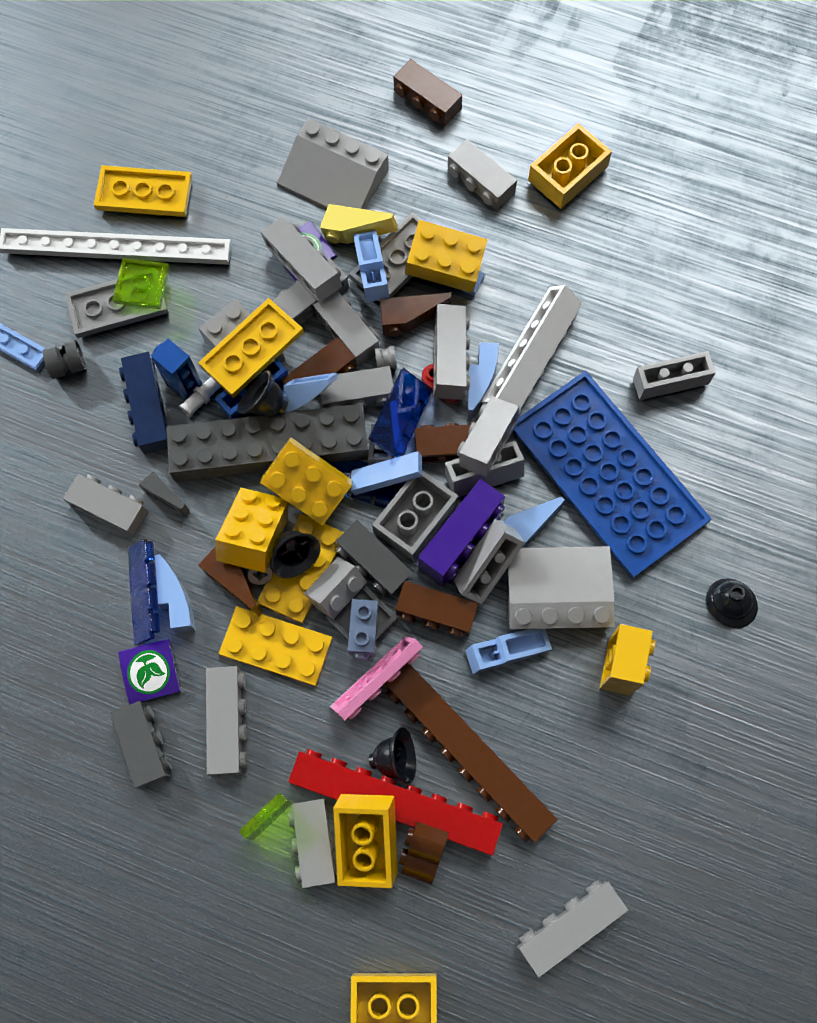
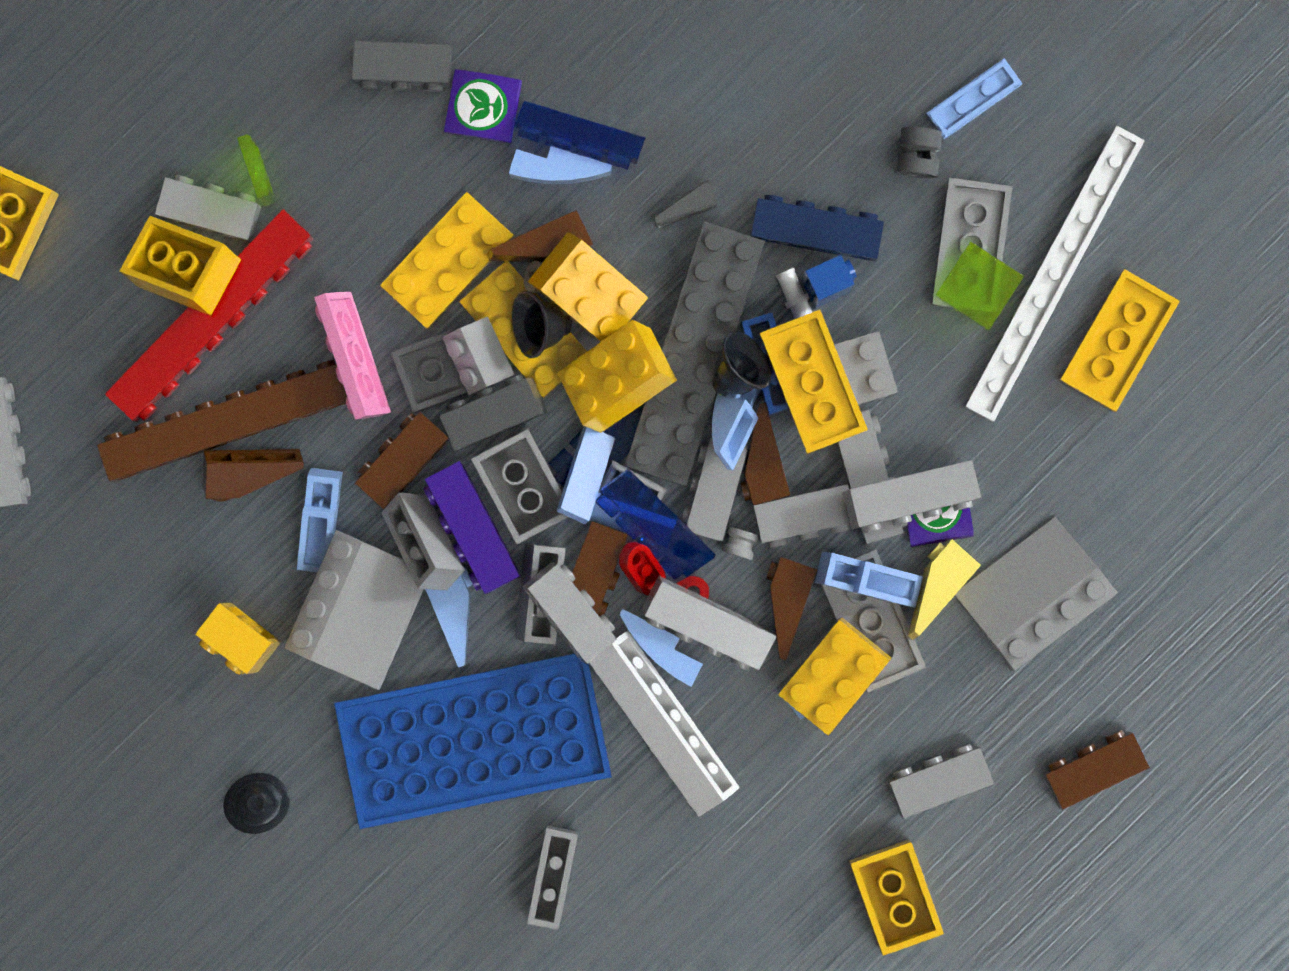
camera: 115 degrees right, 15 degrees up
(106, 504) = (706, 132): light grey brick -> none
(224, 721) = (385, 167): light grey brick -> none
(363, 629) = (412, 365): sand blue brick -> none
(395, 757) = (257, 338): black hat -> none
(424, 852) = (142, 321): reddish brown brick -> none
(433, 411) = (640, 567): none -> red plate
(499, 719) = (240, 472): none -> reddish brown slope

